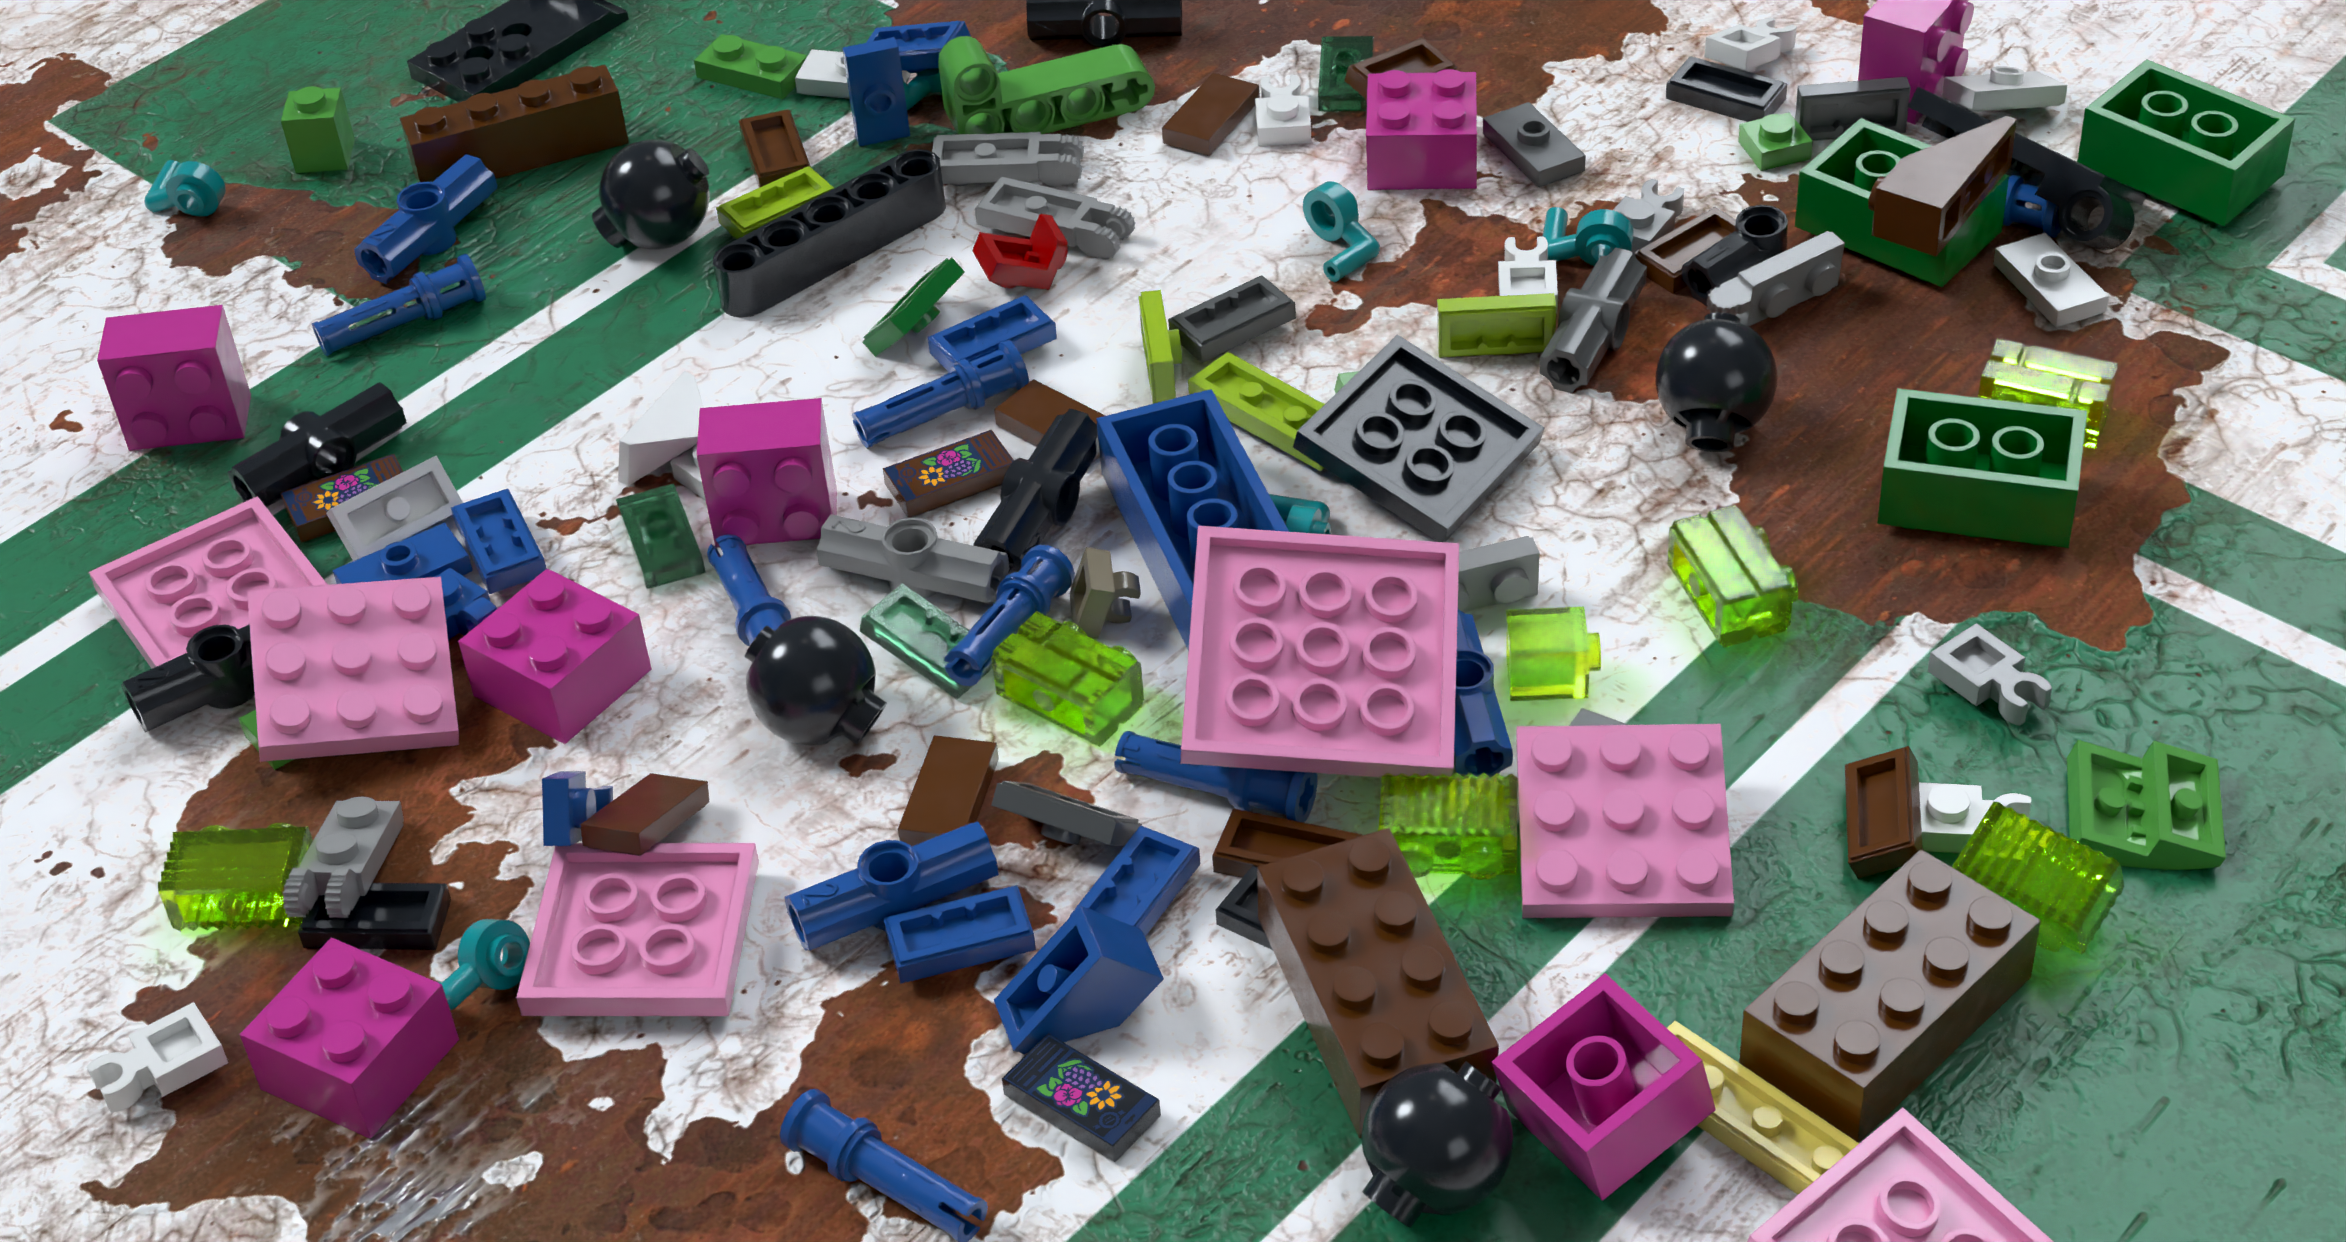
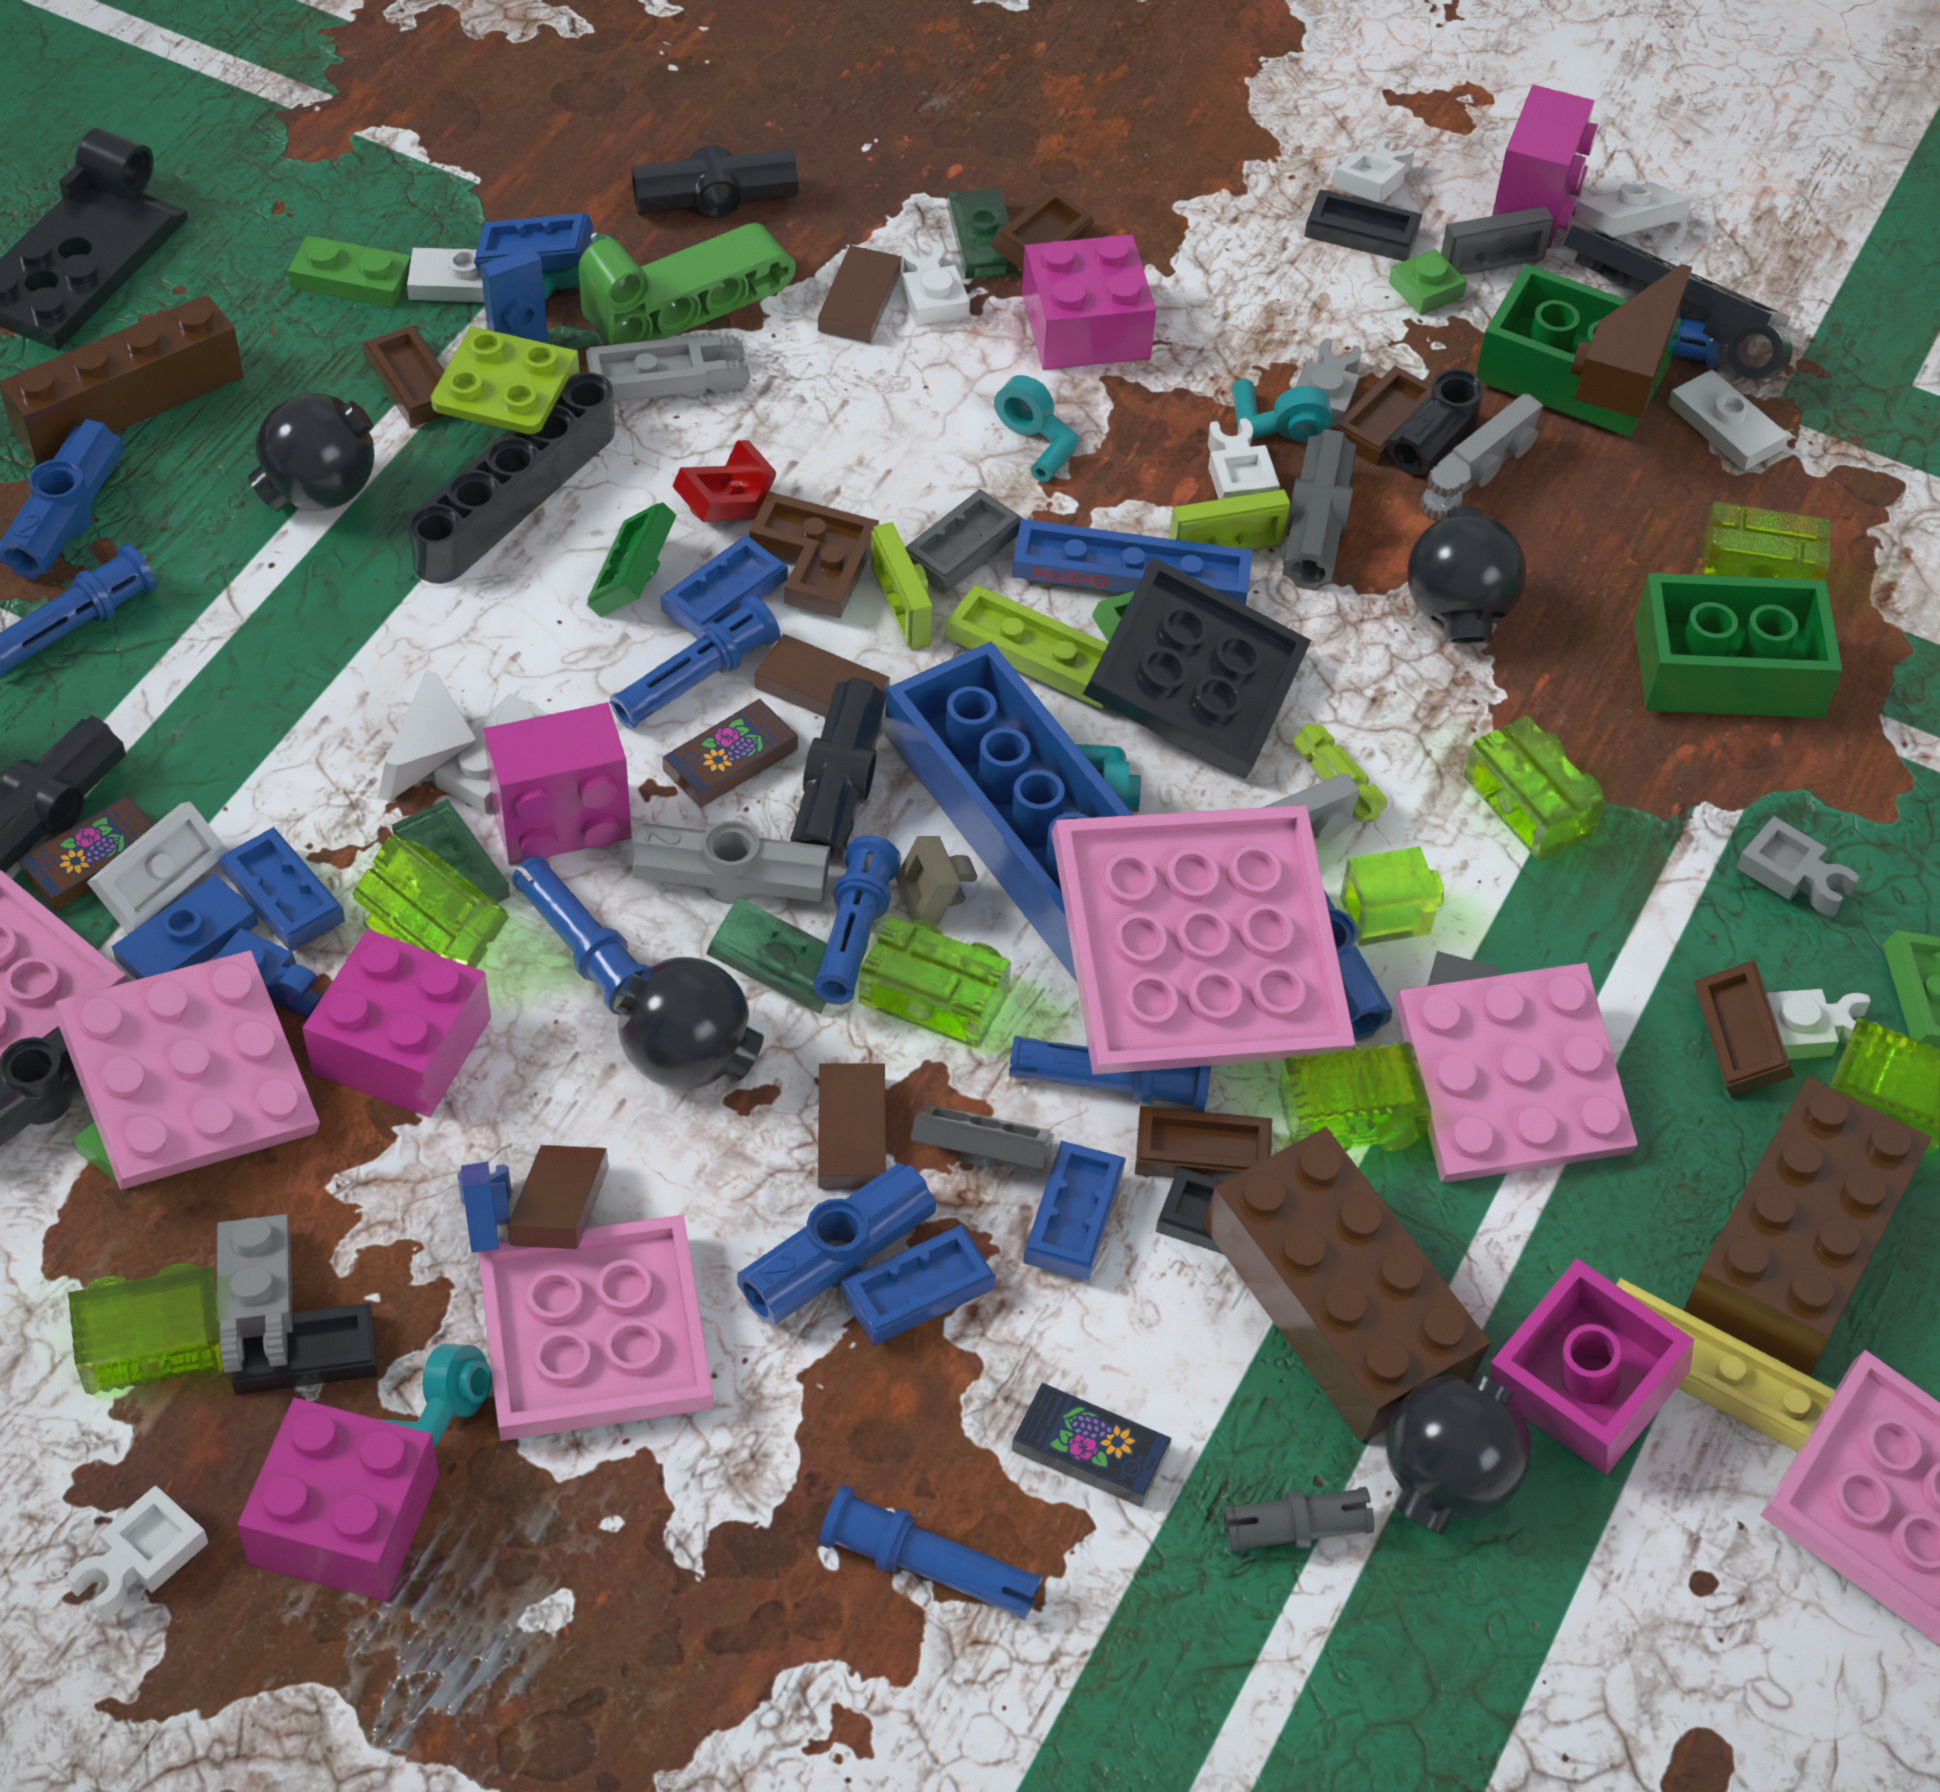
camera: 20 degrees left, 10 degrees up
(618, 558) = (428, 903): none -> clear neon green brick
(771, 201) = (437, 453): lime plate -> none
(842, 149) = (504, 380): none -> lime bracket
(1079, 982) = (1055, 1326): blue slope -> none
(1082, 219) = (714, 426): light grey hinge -> none
(1095, 314) = (826, 543): none -> reddish brown plate
(1261, 1190) = (1298, 1519): none -> dark grey pin
(1353, 340) = (1119, 559): none -> blue plate
(1534, 144) = (1198, 305): dark grey plate -> none
(1554, 567) = (1328, 761): none -> lime axle
(2185, 142) = (1818, 258): green brick -> none

